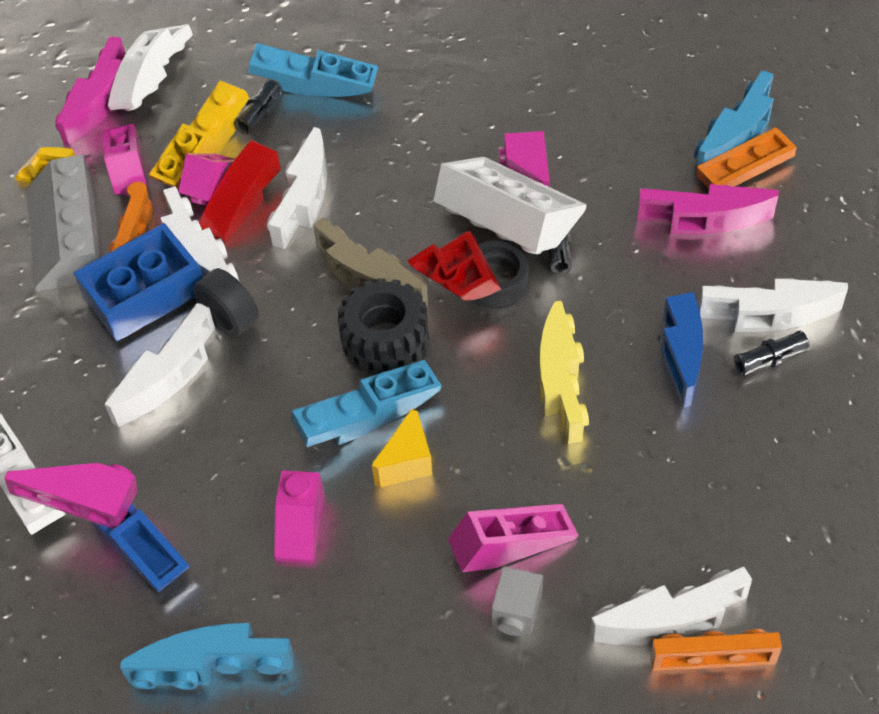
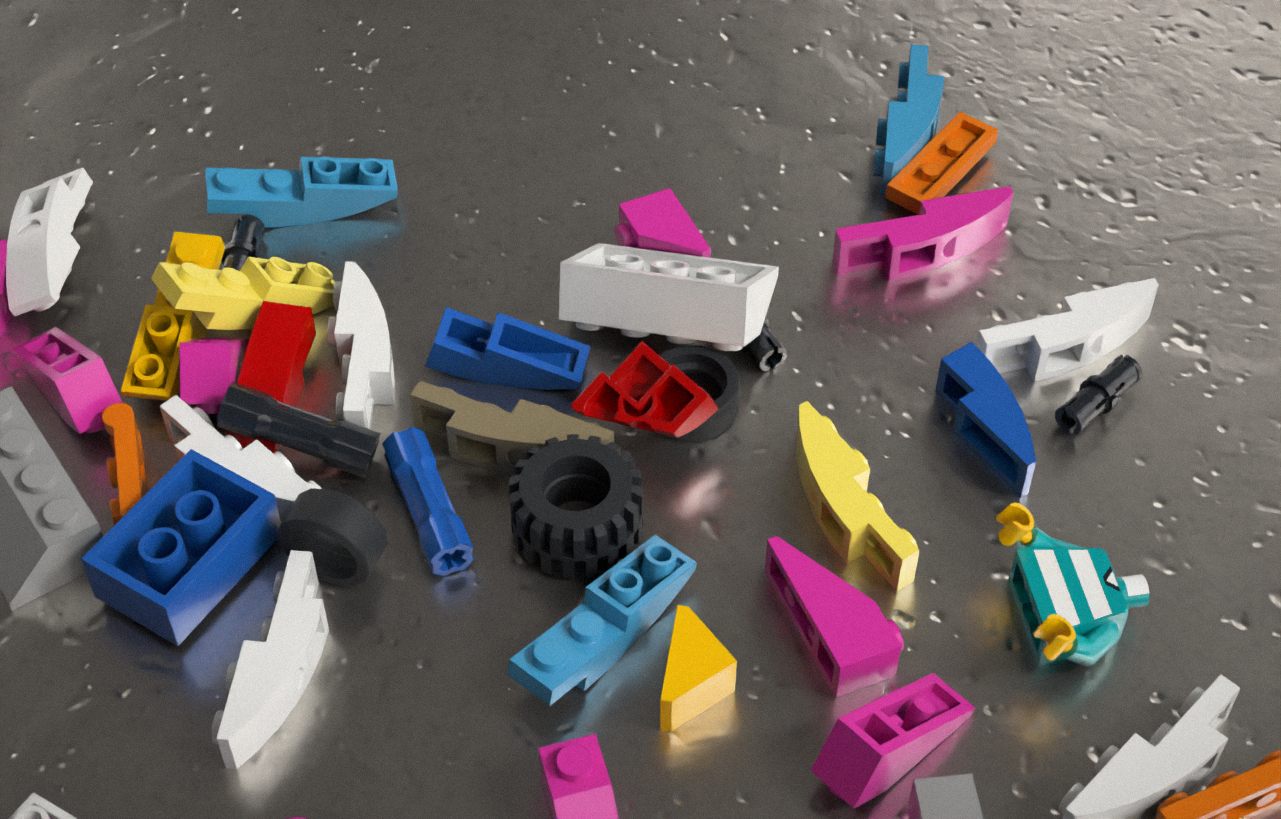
camera: 25 degrees left, 5 degrees down
(219, 214) = (263, 417): none -> black axle
(232, 131) = (233, 297): none -> light yellow slope
(296, 314) = (438, 525): none -> blue axle
(390, 213) = (506, 353): none -> blue slope
(514, 452) = (835, 620): none -> dark pink slope
(673, 480) = (1066, 592): none -> torso

